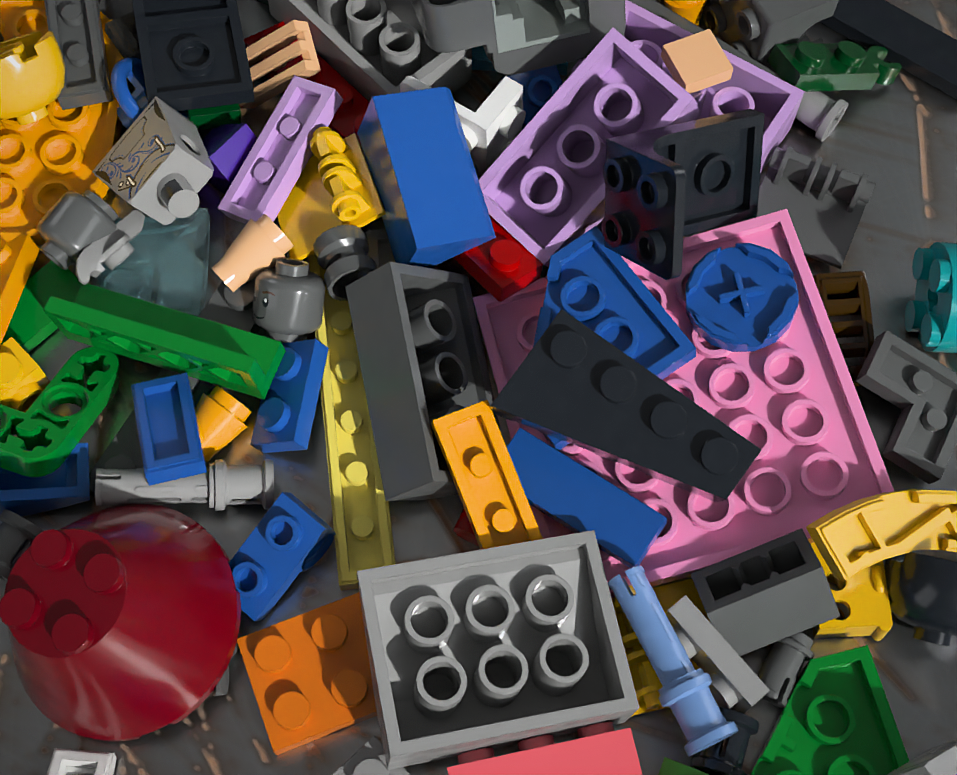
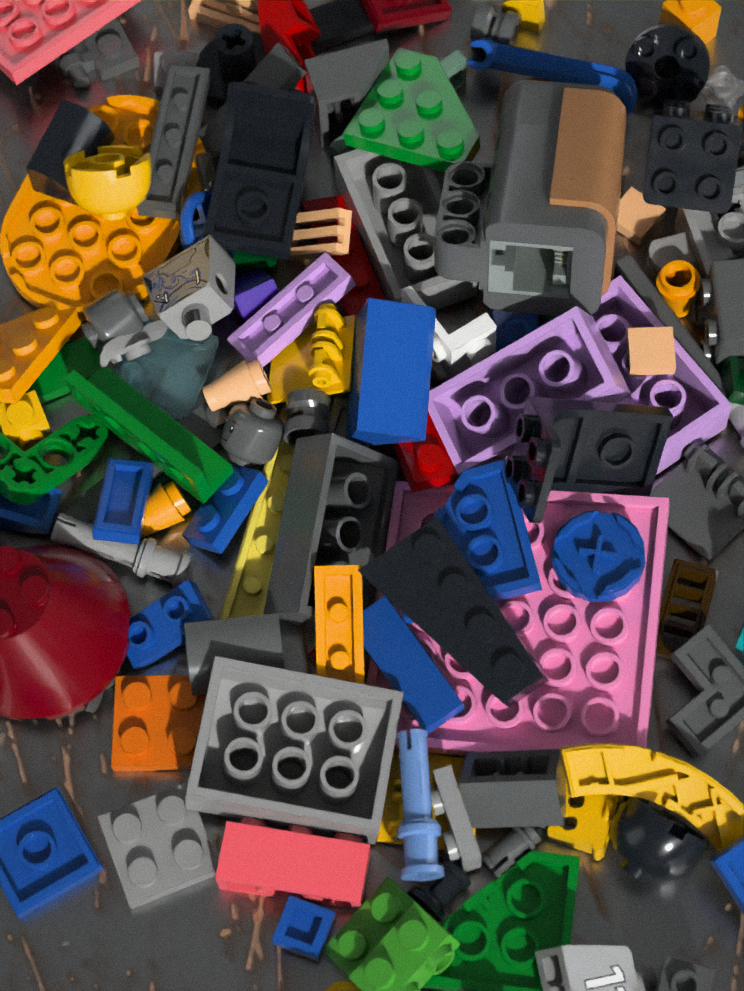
camera: 25 degrees right, 0 degrees up
(376, 539) = (240, 638): none -> dark grey brick

